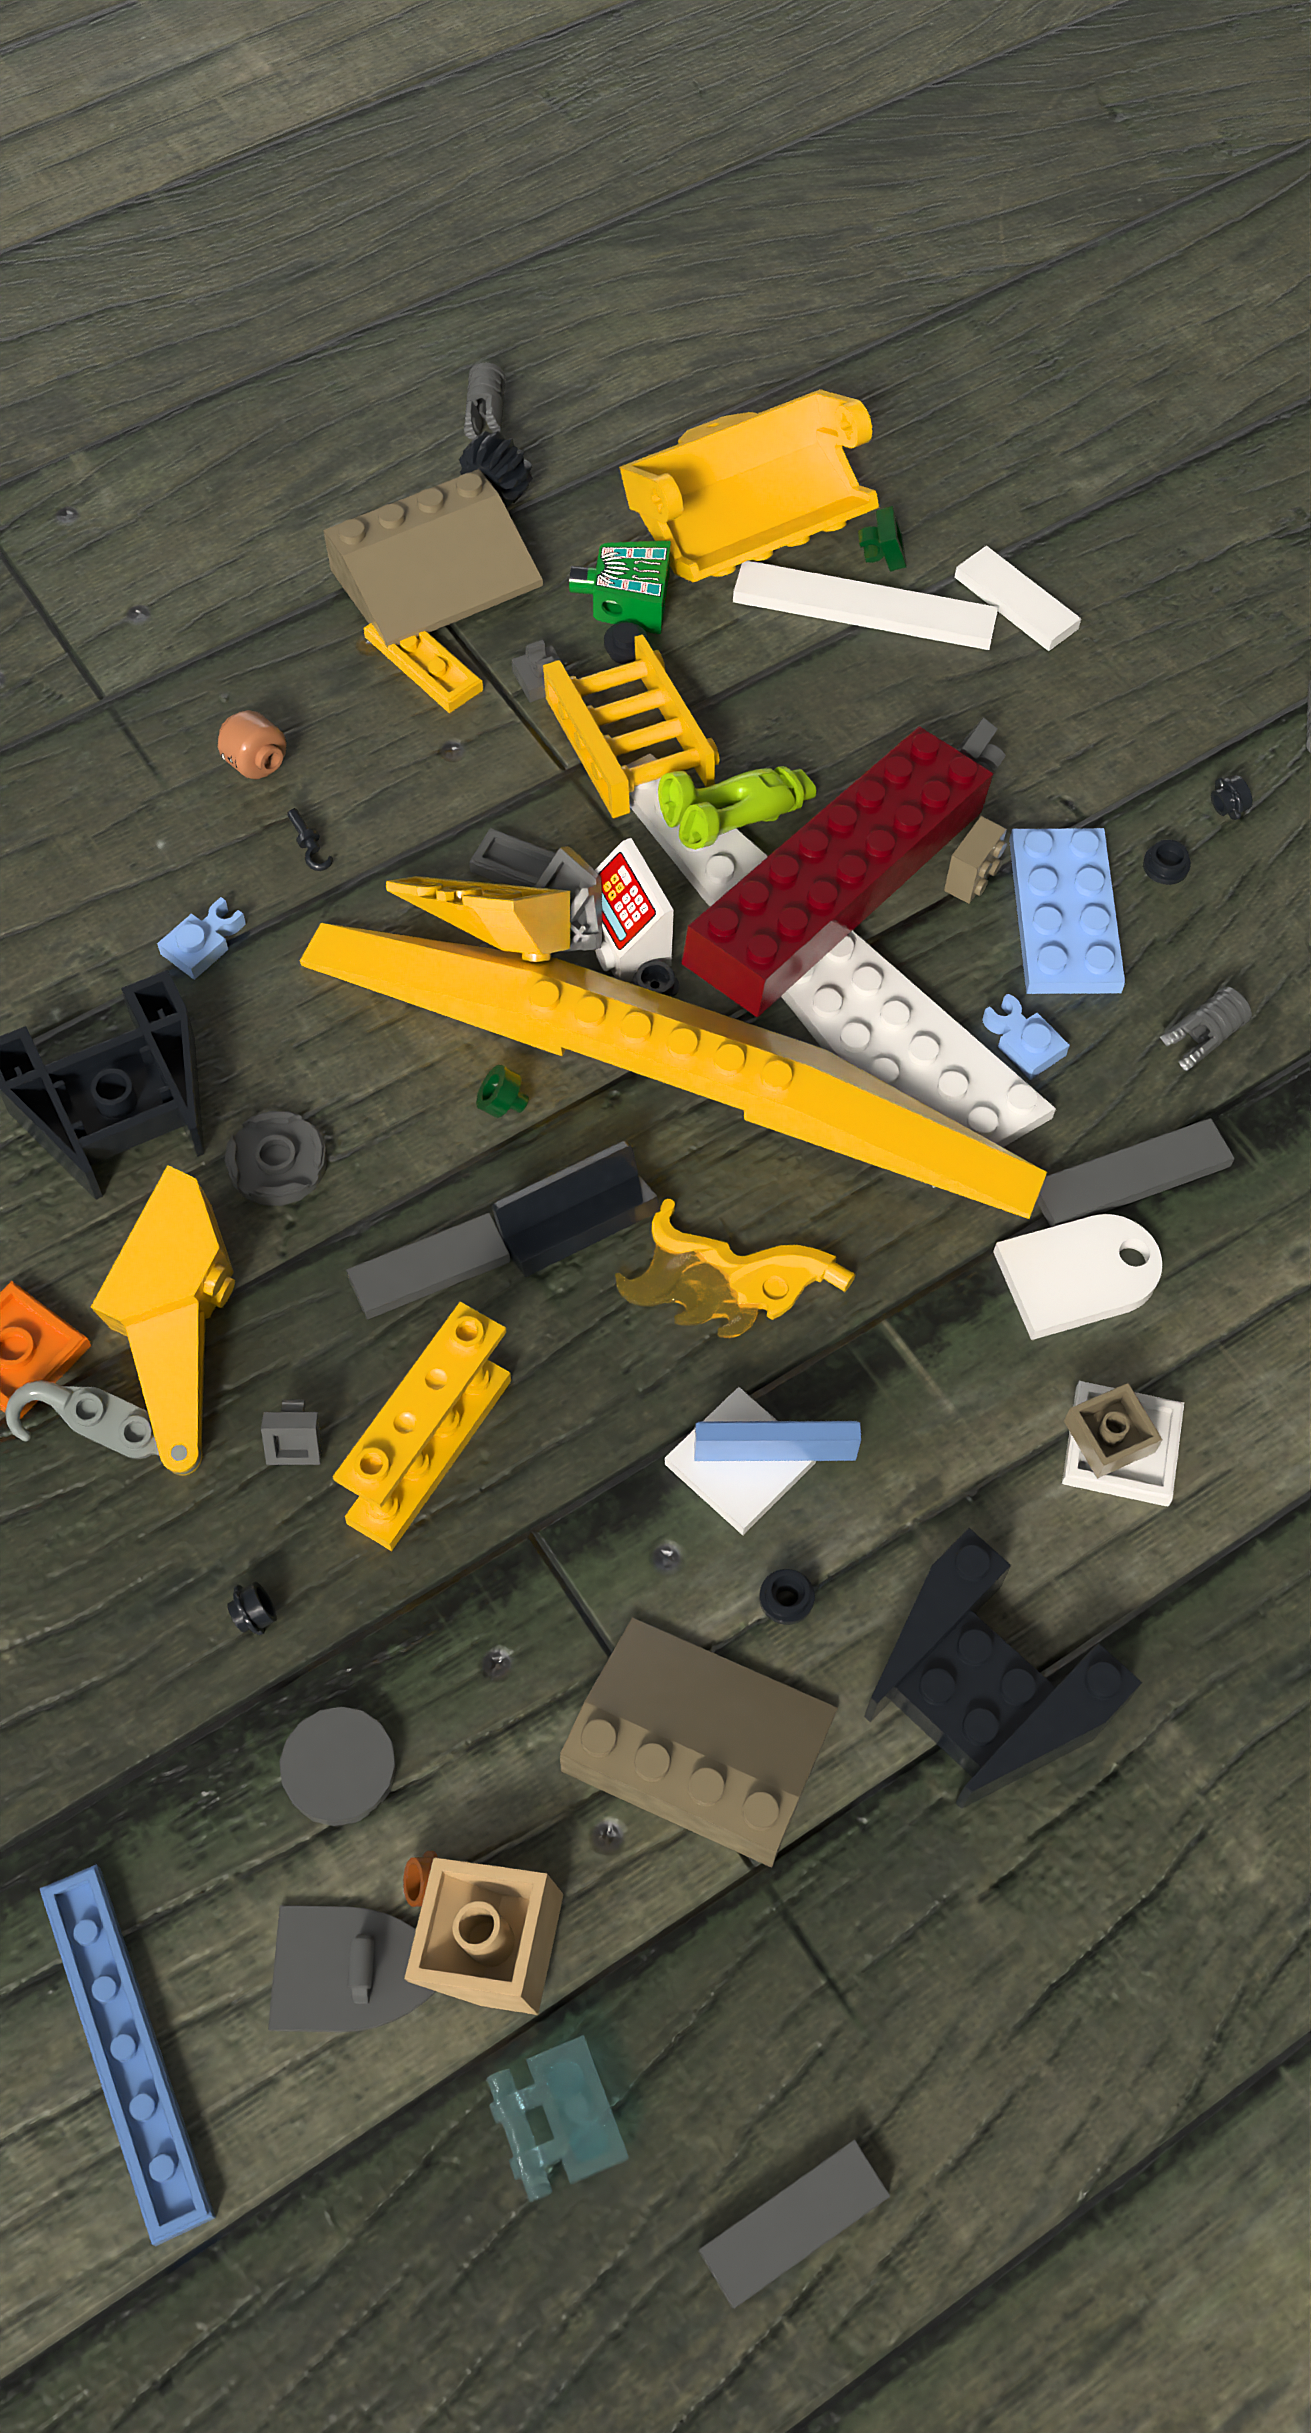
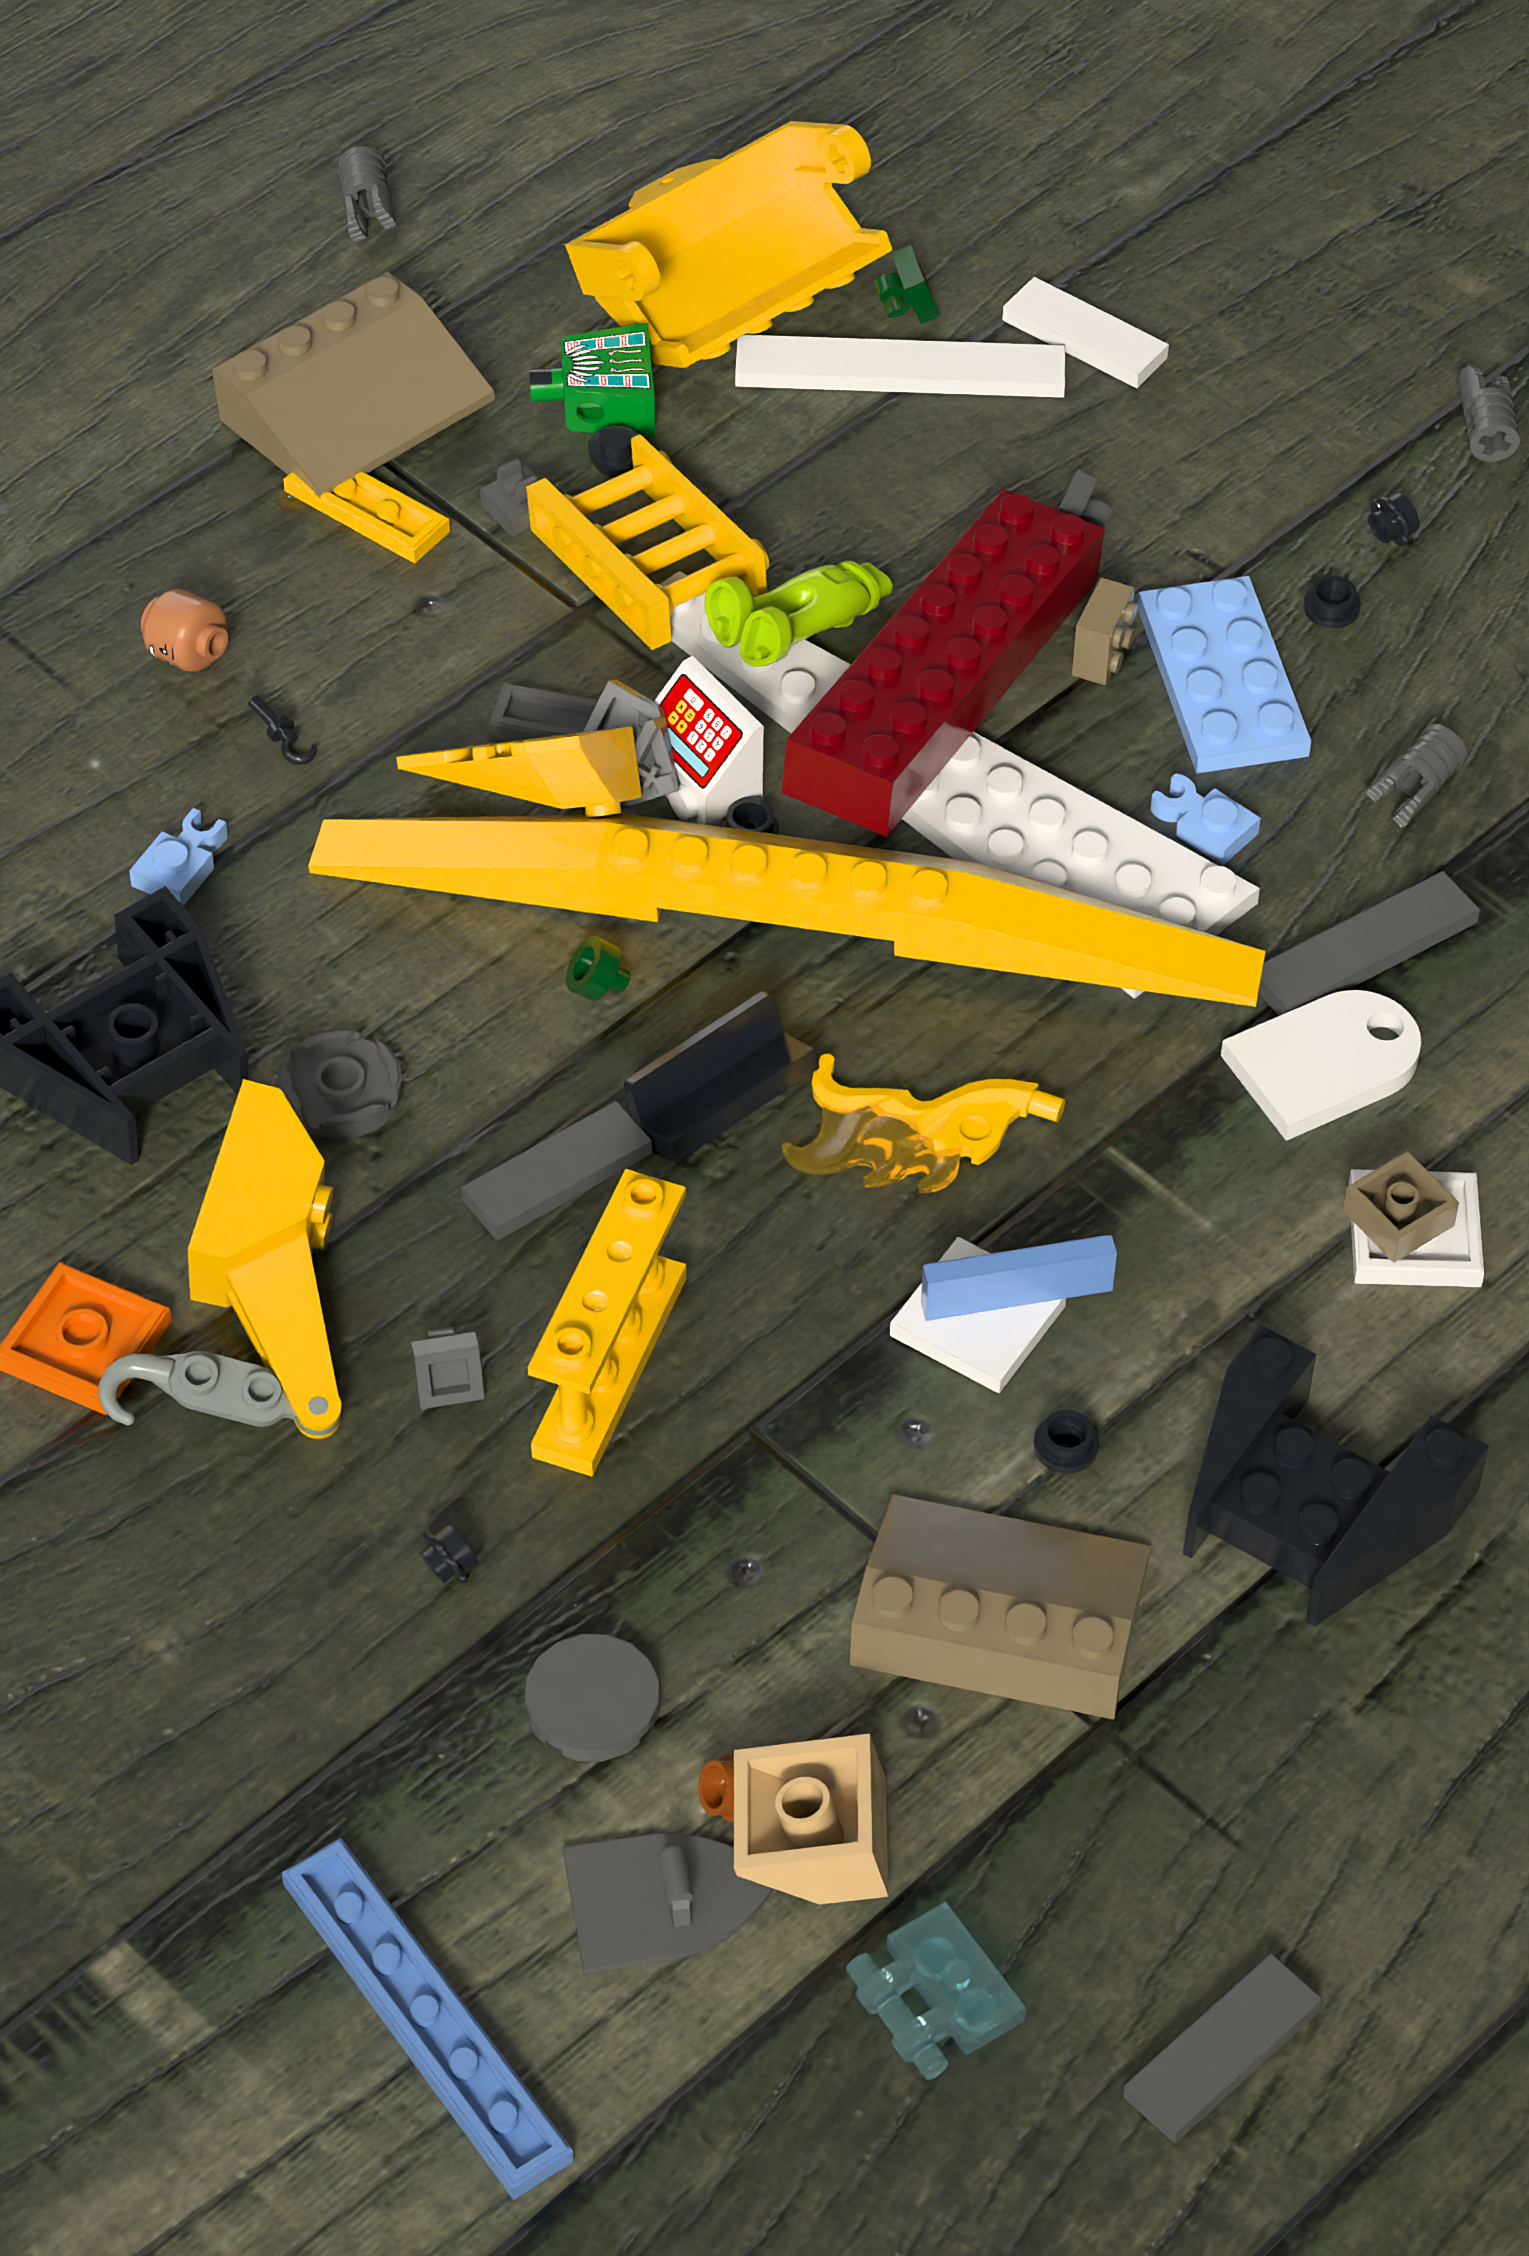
camera: 10 degrees left, 10 degrees down
(500, 463) = (409, 259): black gear -> none

